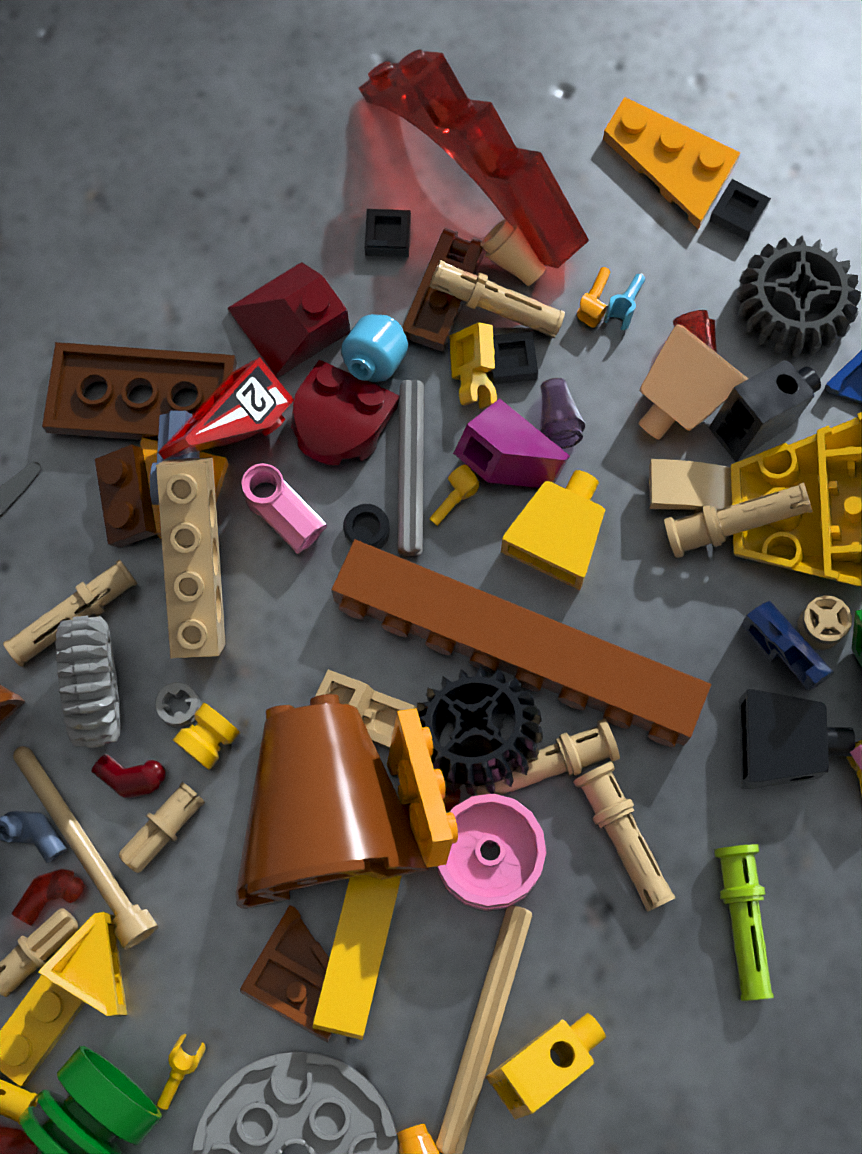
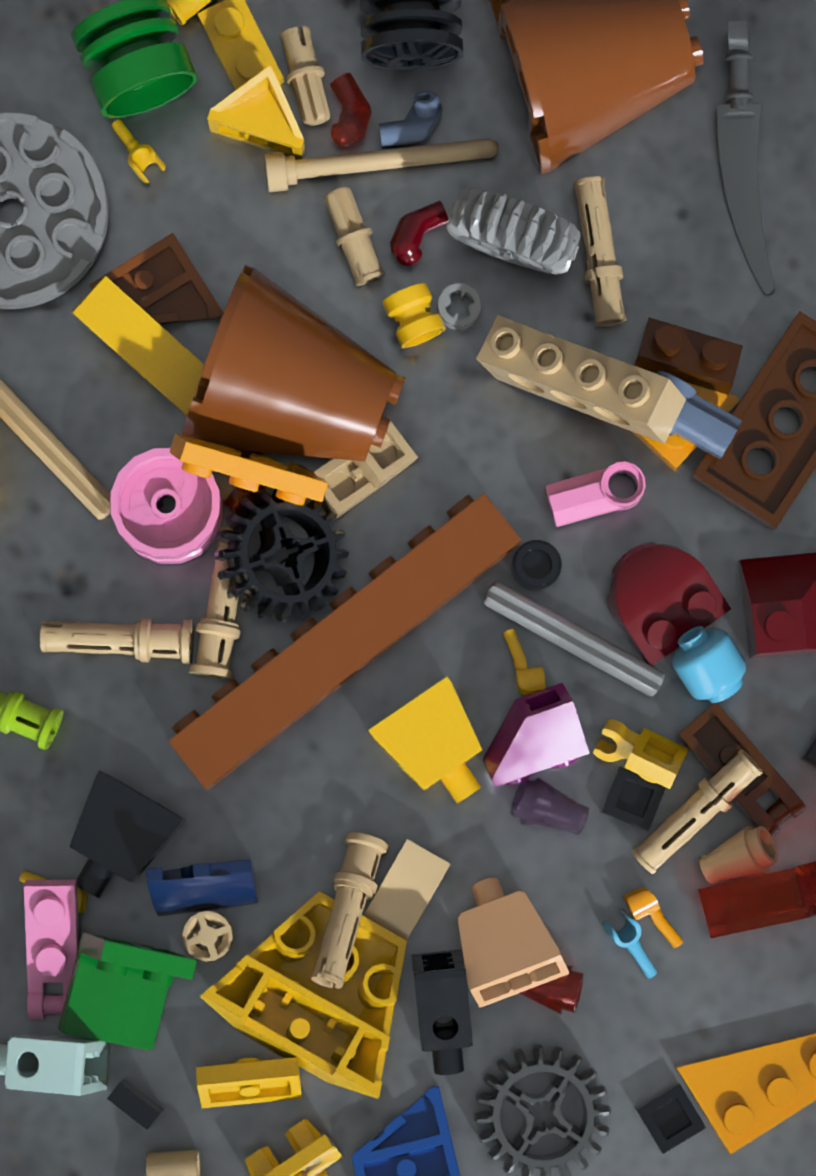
camera: 110 degrees right, 10 degrees up
(242, 406) = (709, 497): red slope -> none

